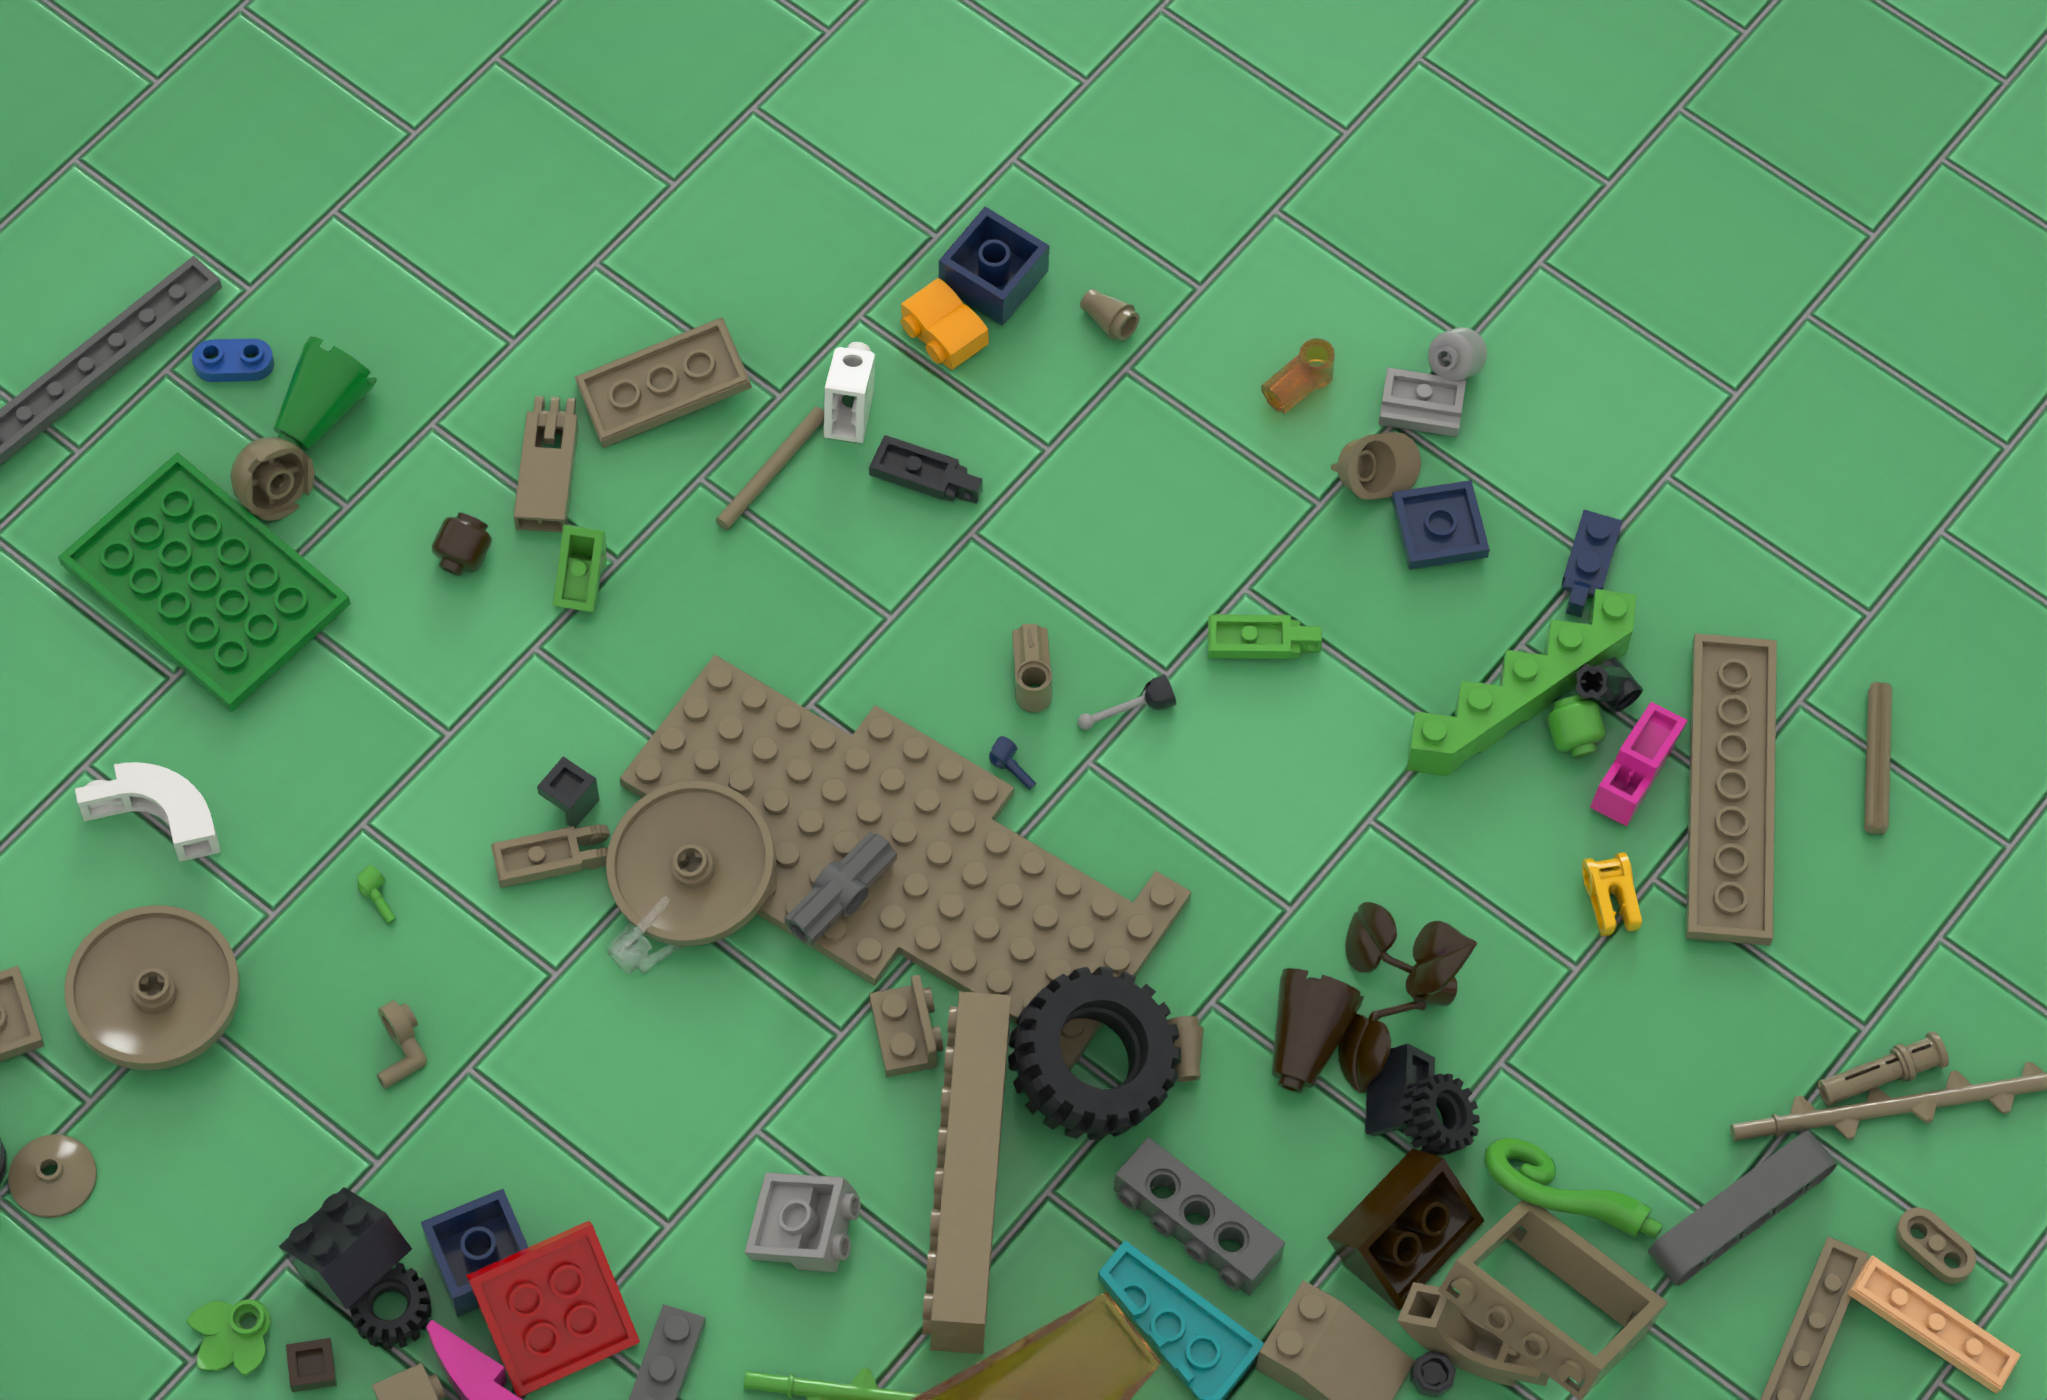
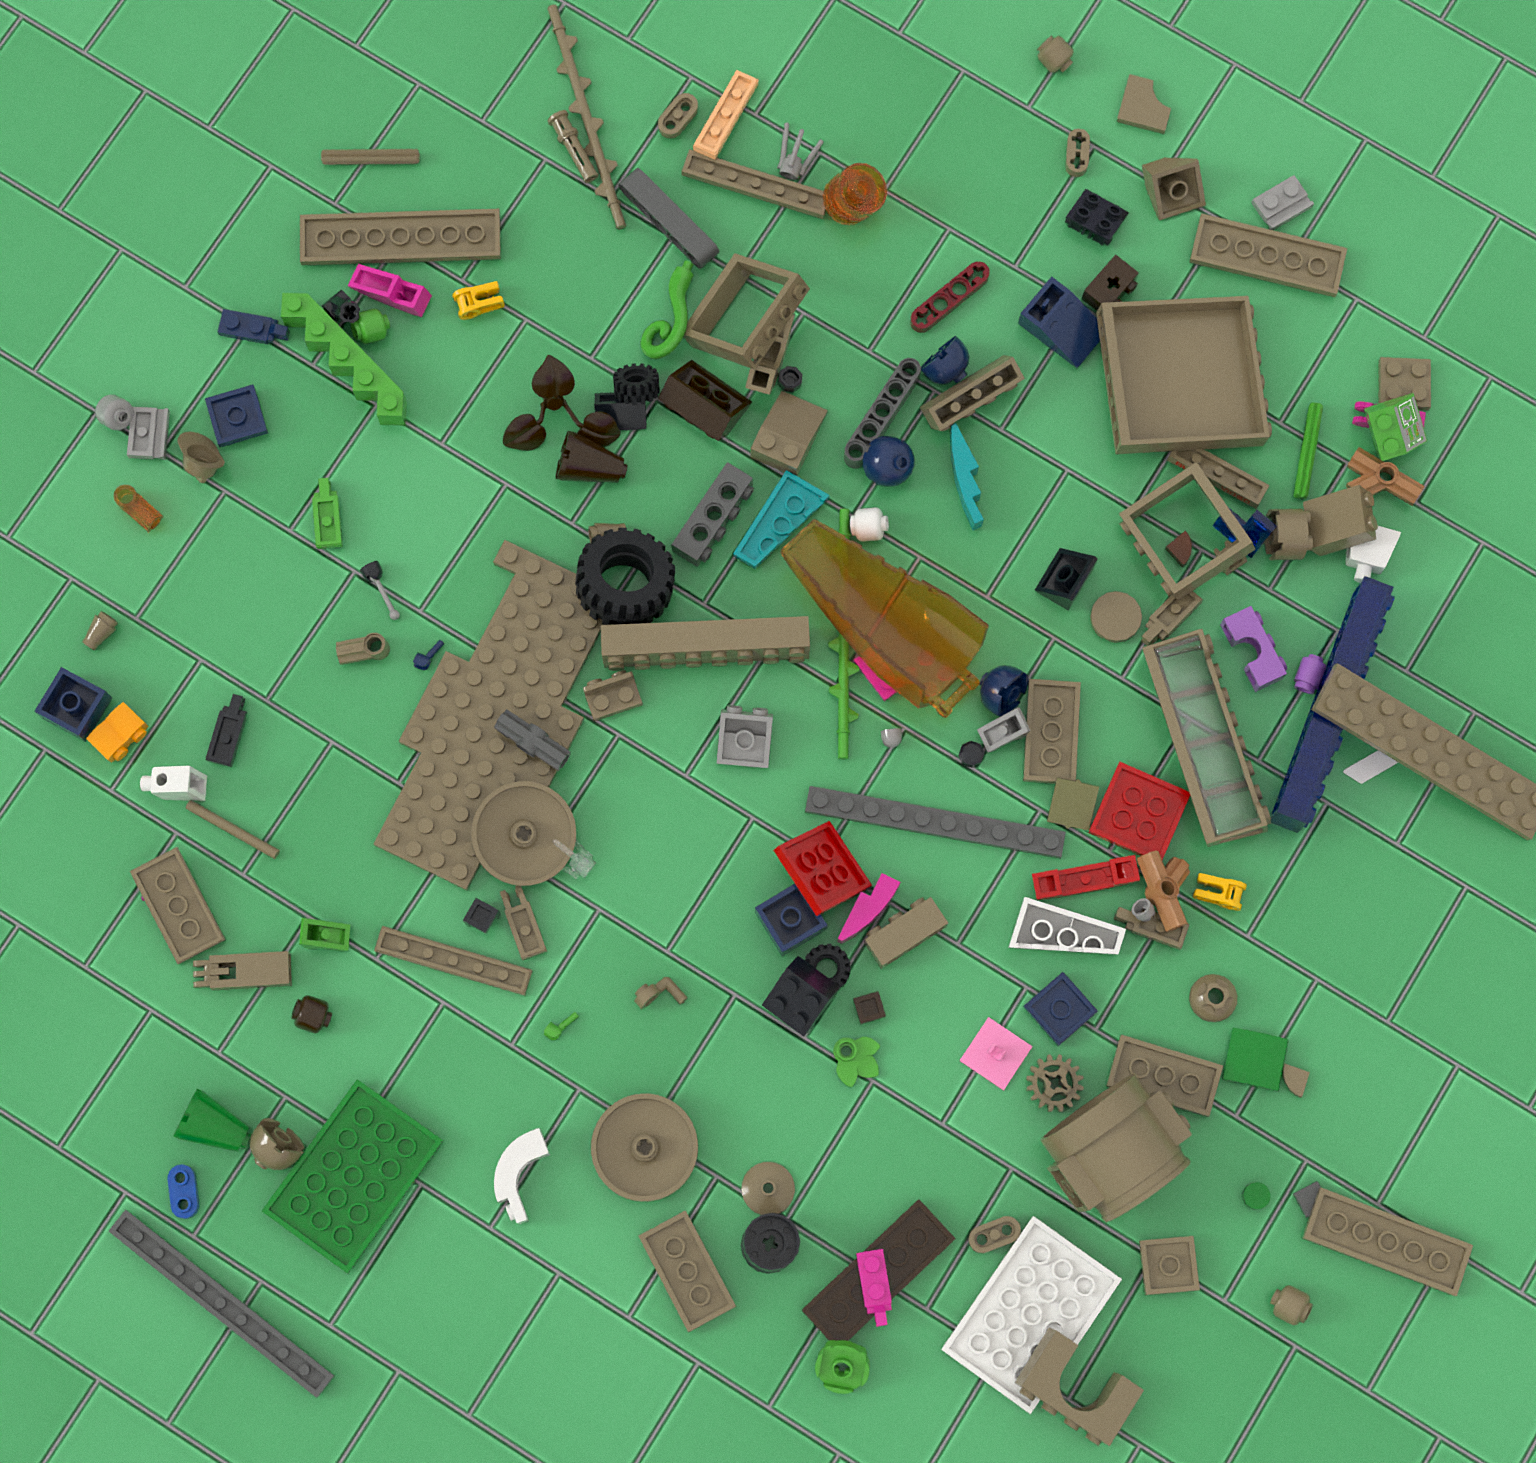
camera: 95 degrees left, 15 degrees up
(509, 754) = (453, 960): none -> dark tan tile

